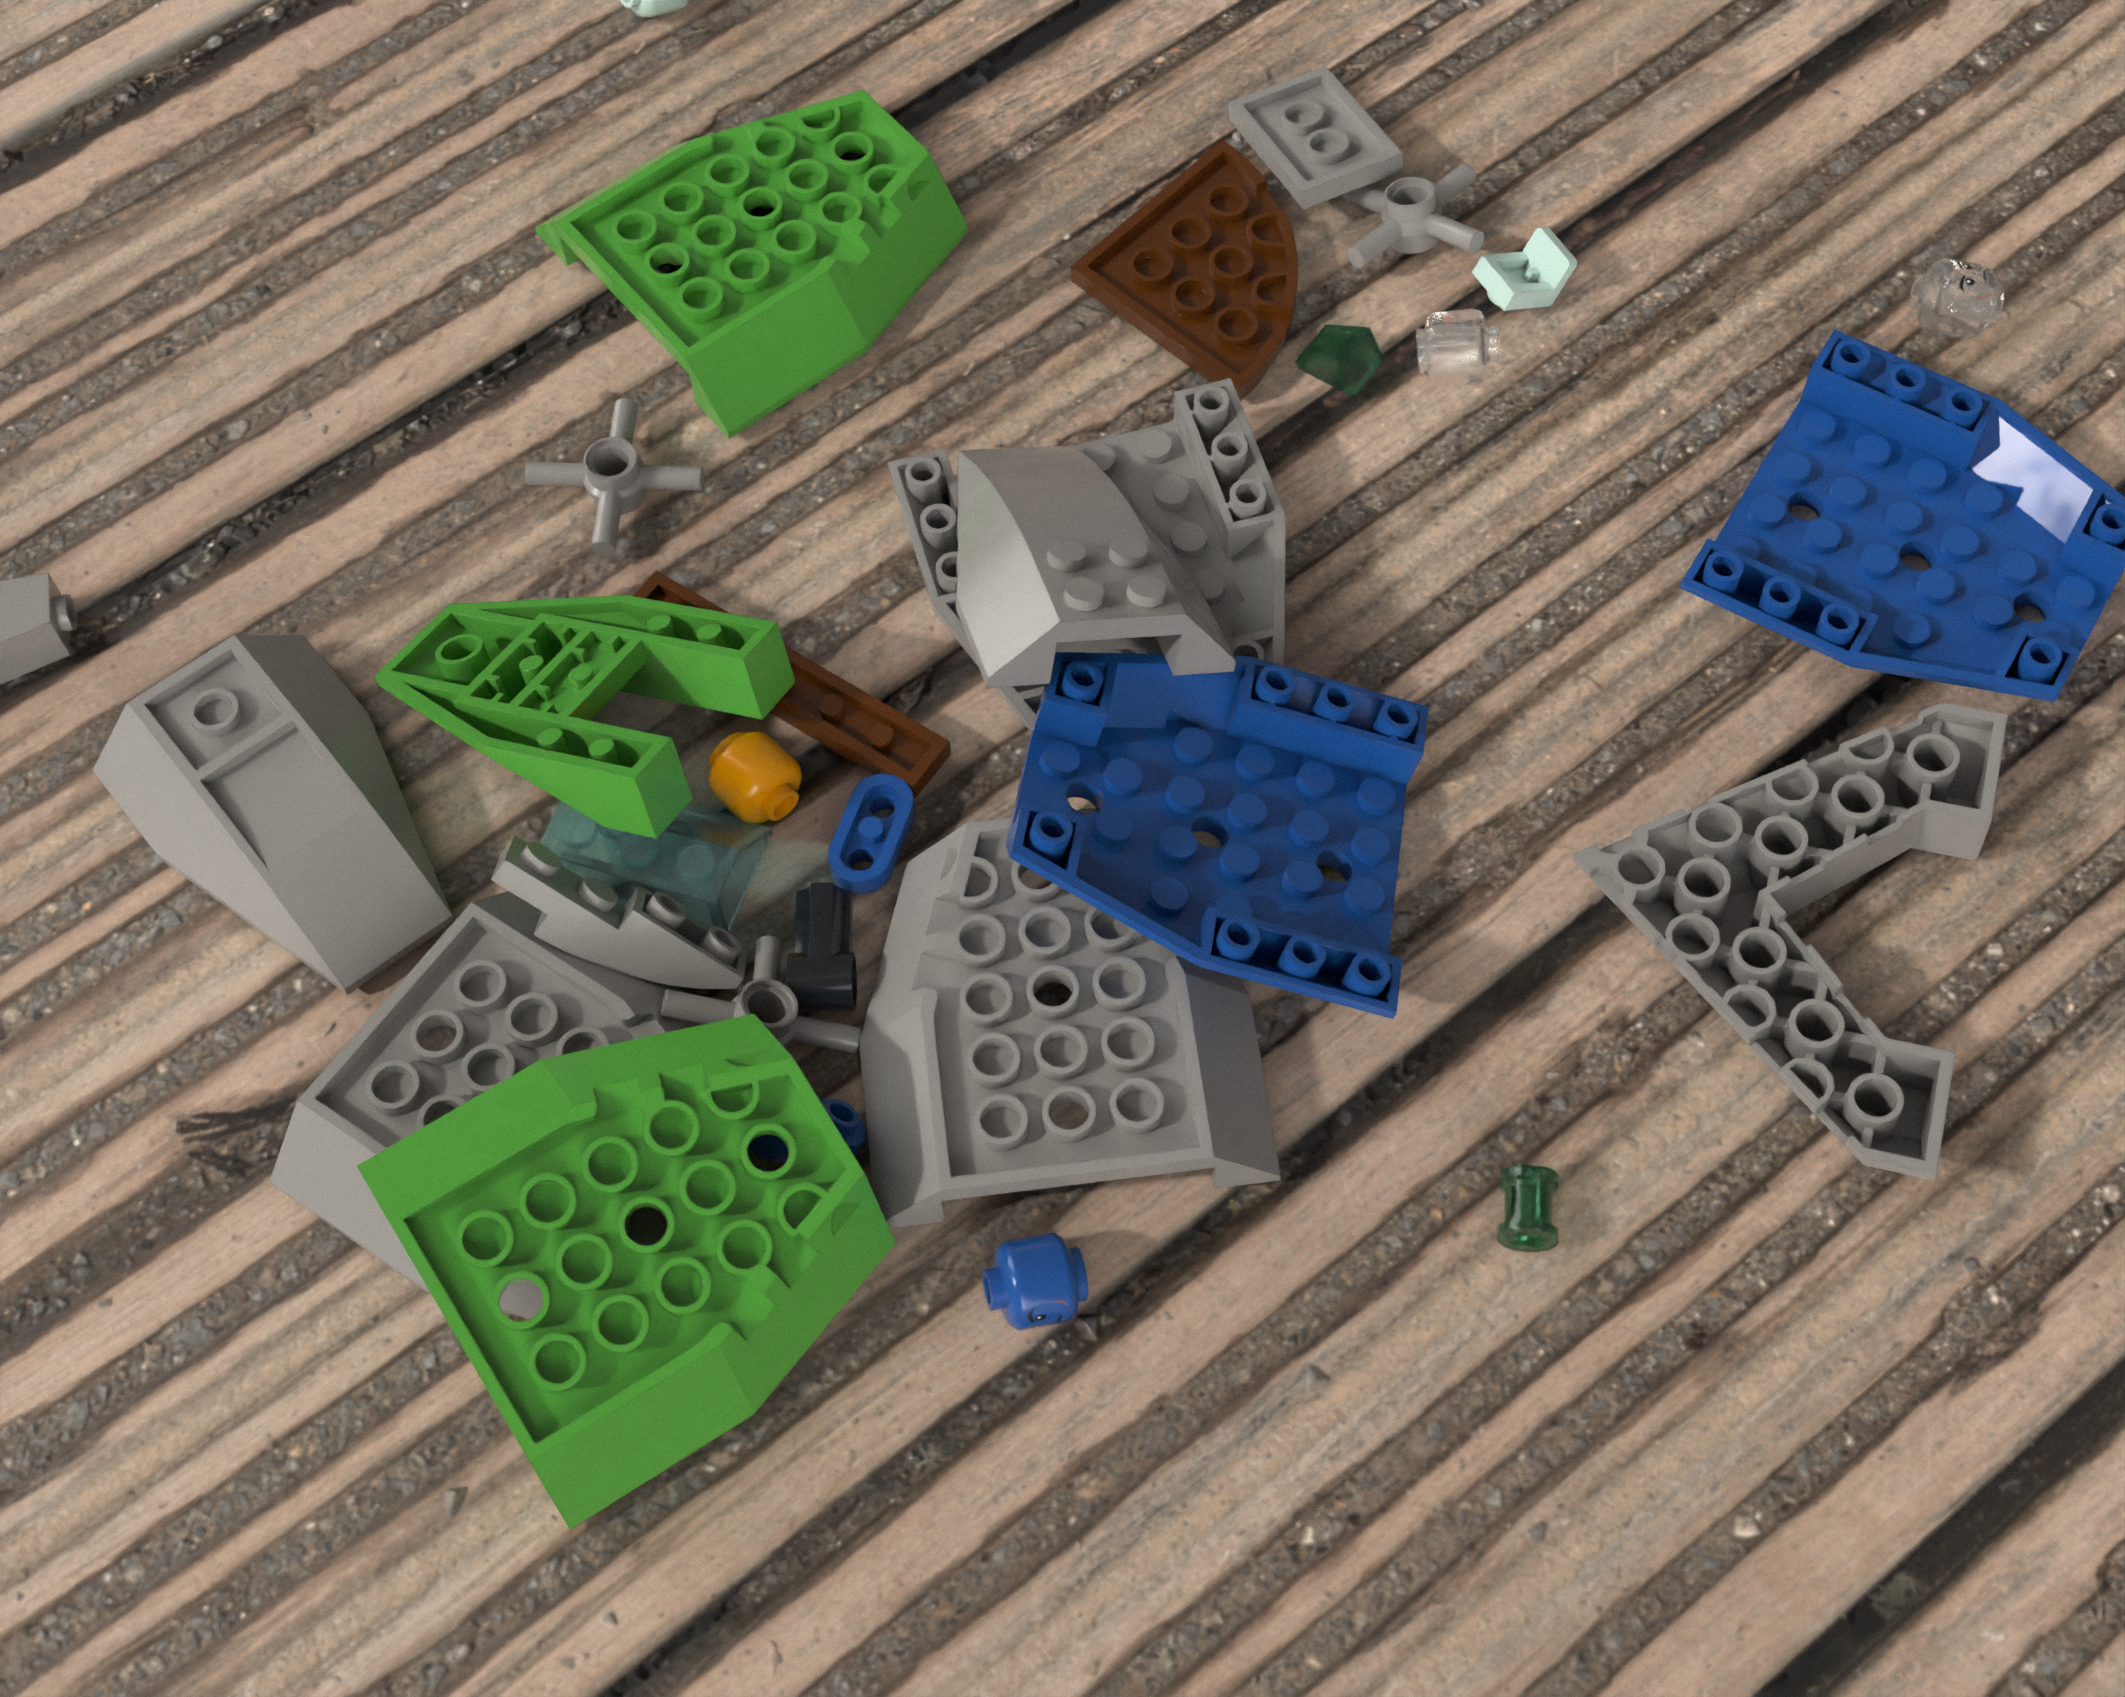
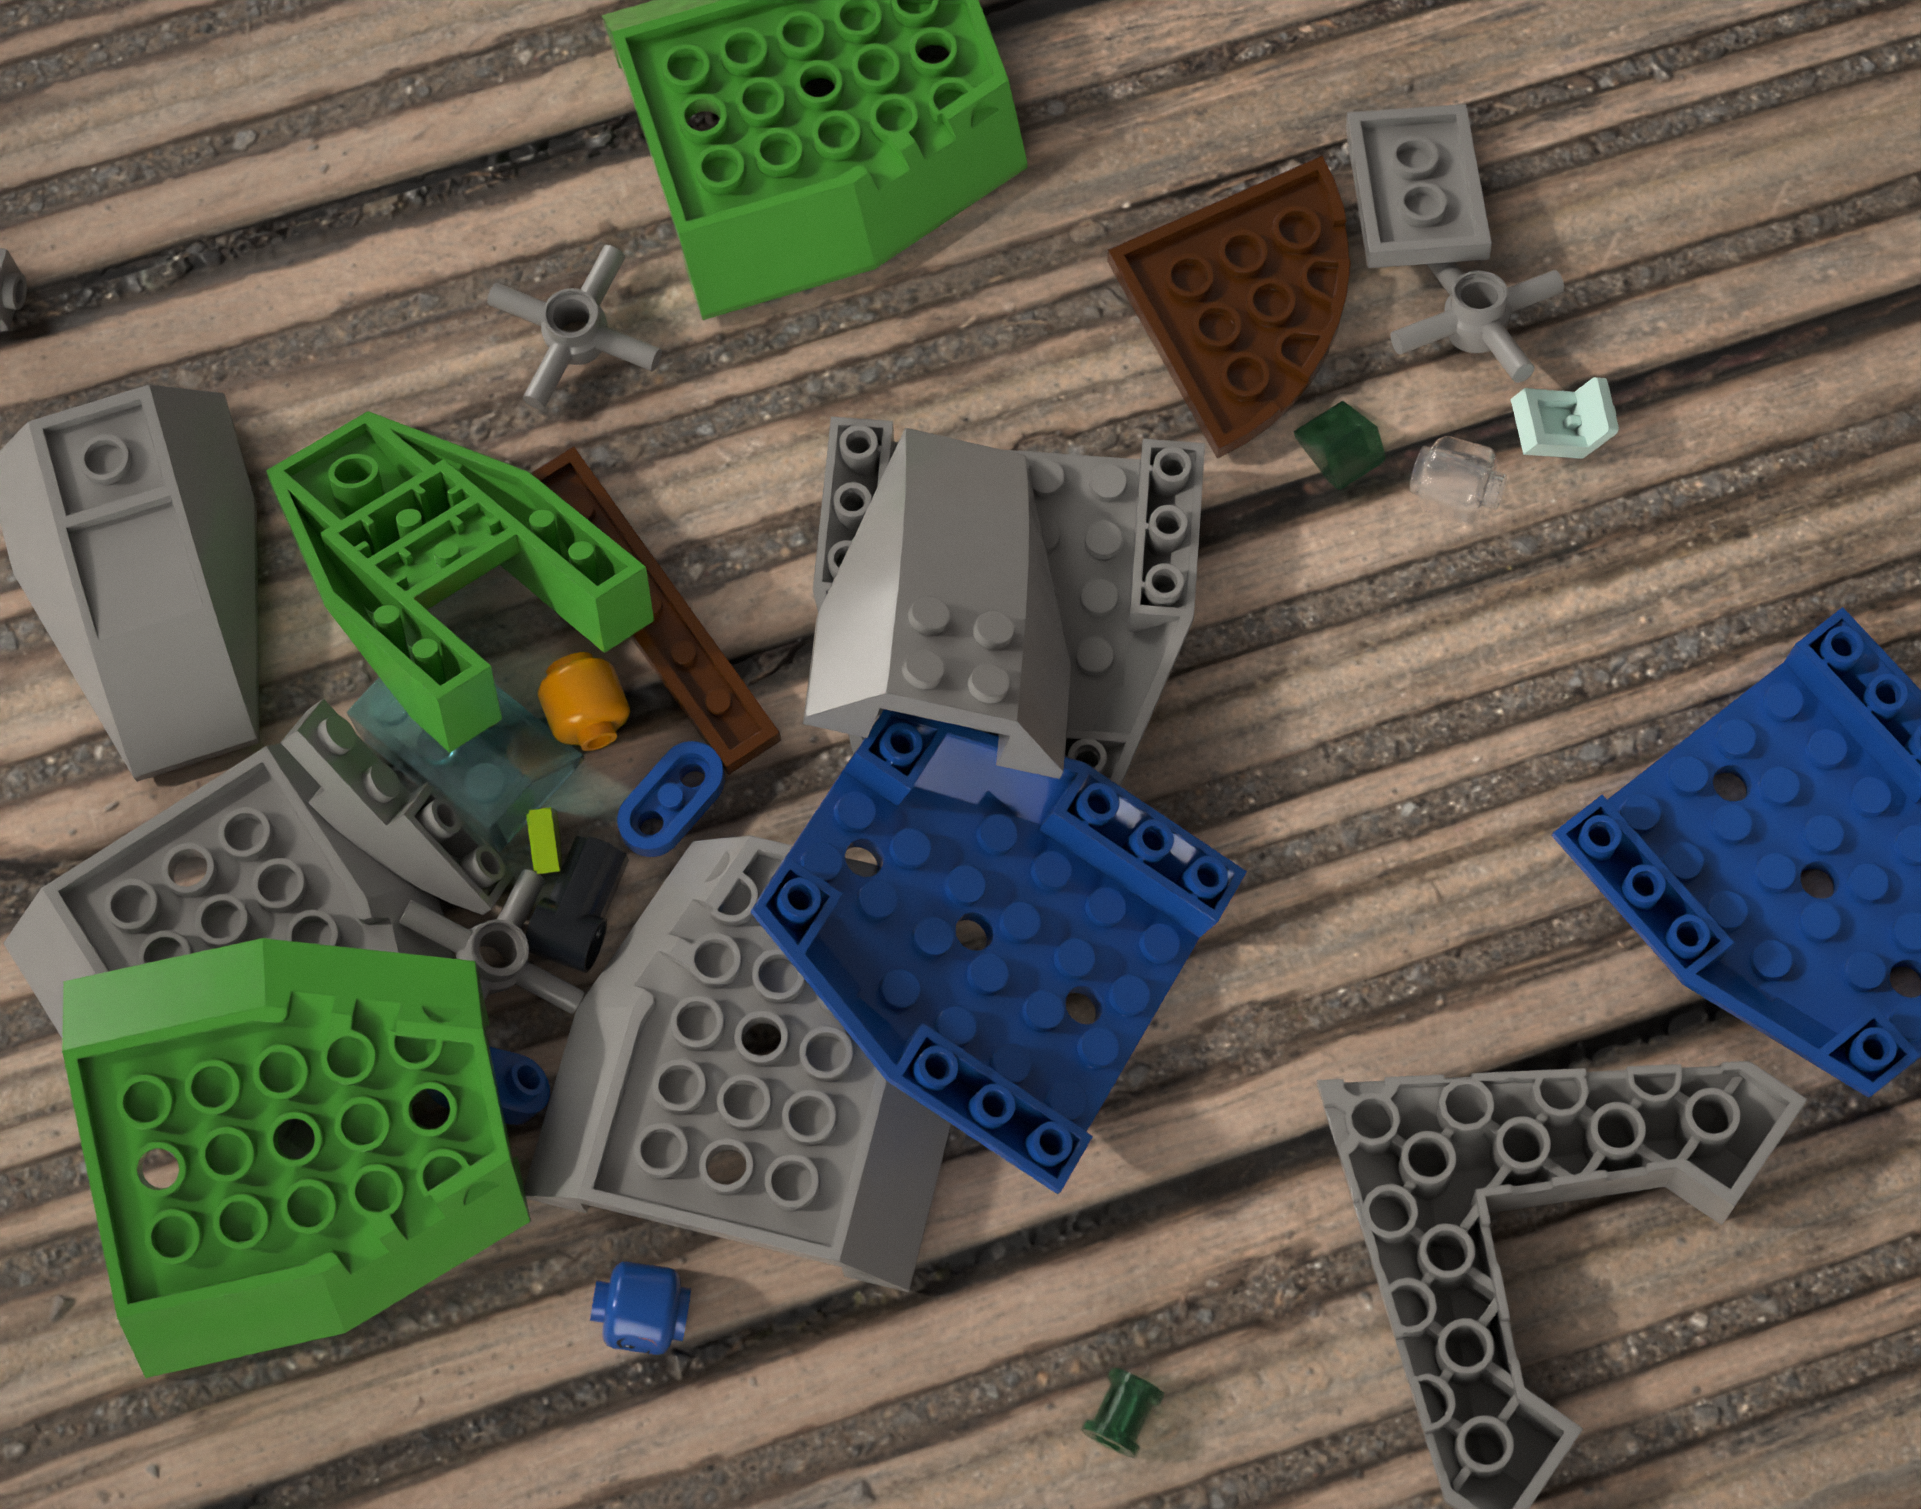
camera: 20 degrees right, 10 degrees up
(766, 903) = (545, 840): none -> lime tile

